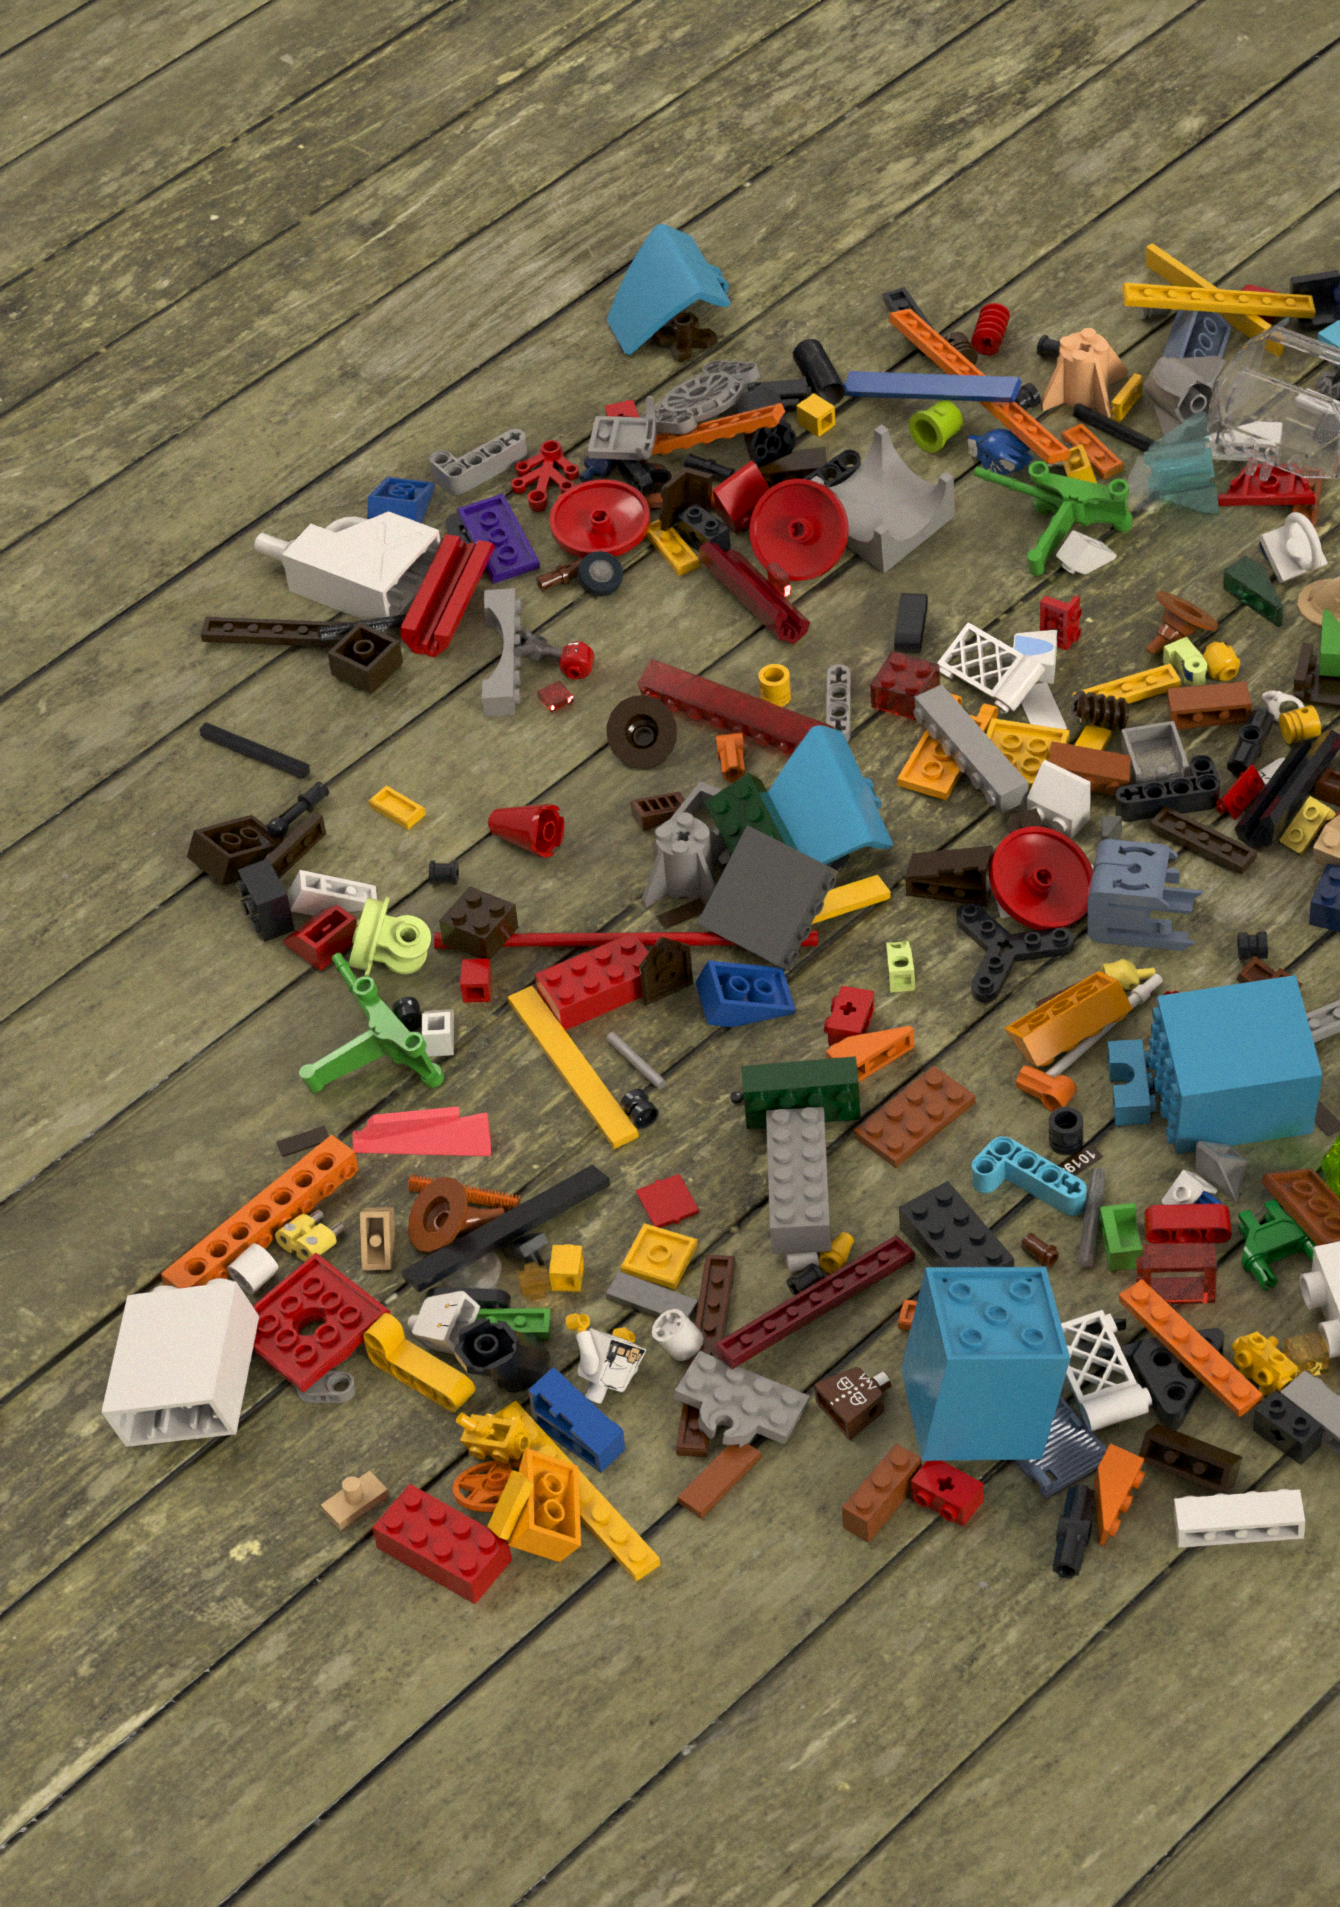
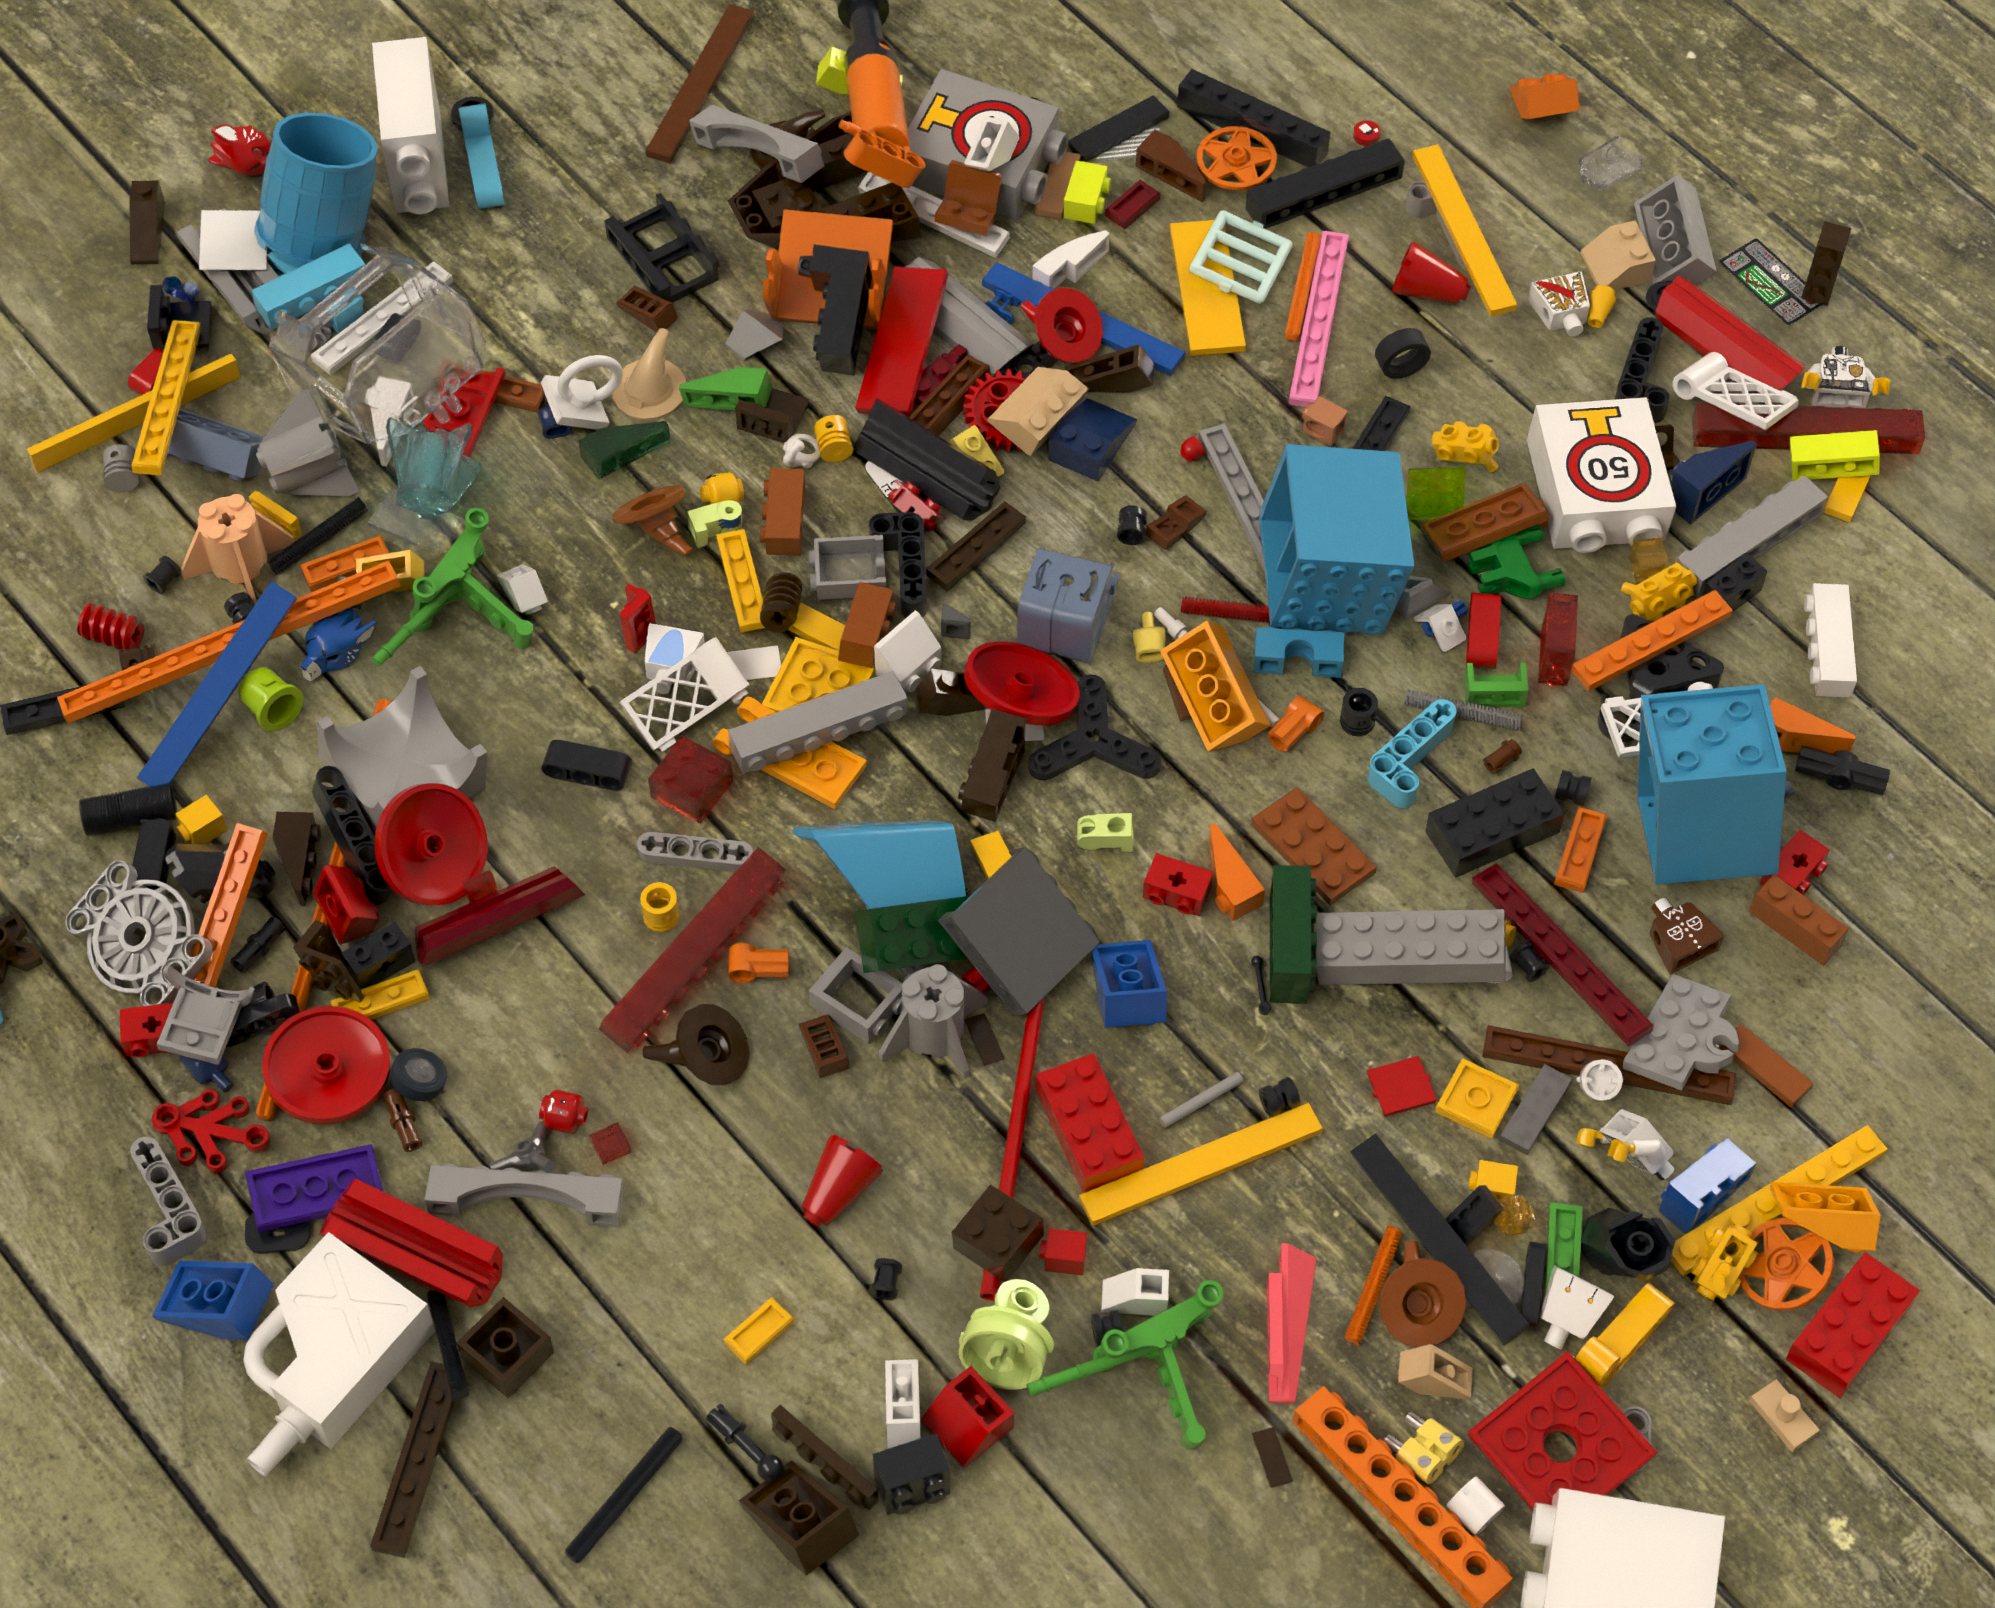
camera: 90 degrees left, 10 degrees up
(510, 1505) = (1842, 1236): yellow tile -> none
(665, 970) = (1098, 1041): dark brown tile -> none
(1081, 1160) = (1388, 717): dark brown sticker -> none
(1190, 1458) = (1773, 658): dark brown brick -> none
(1250, 741) = (847, 484): black piece -> none

